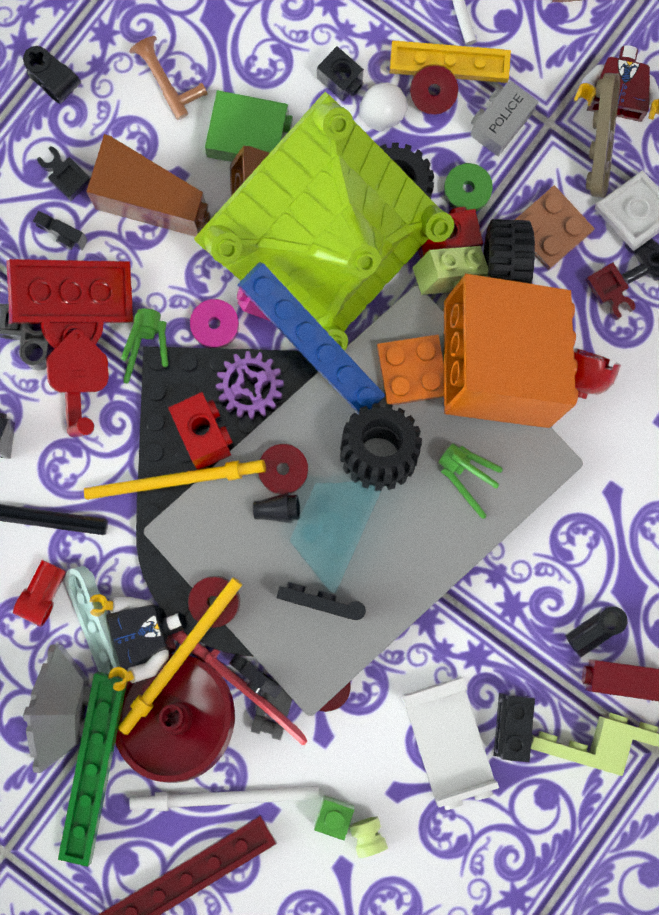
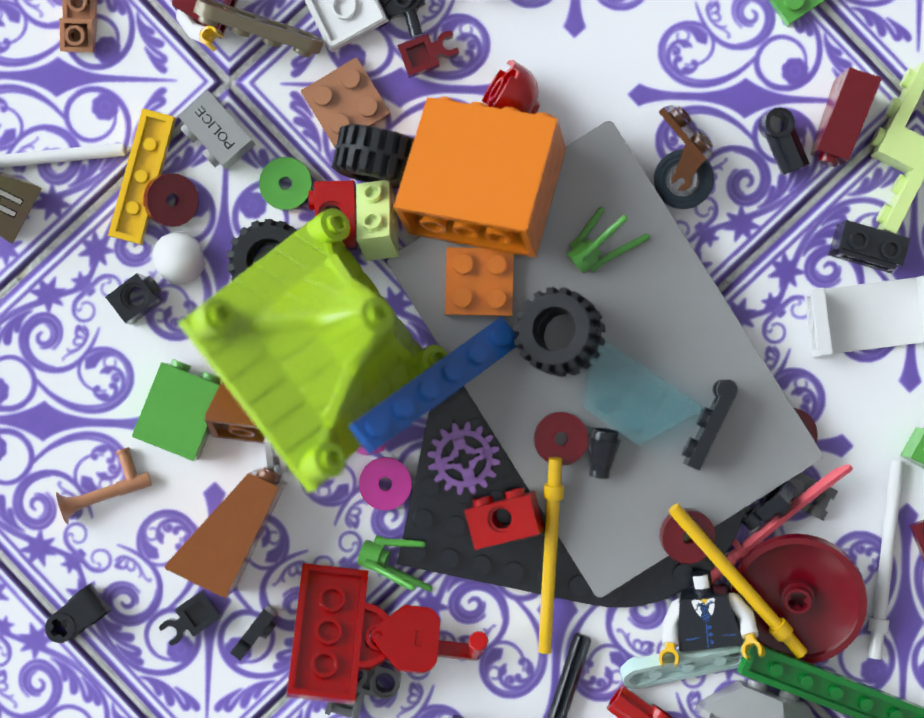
camera: 75 degrees left, 5 degrees up
(546, 542) = (684, 175): none -> plate

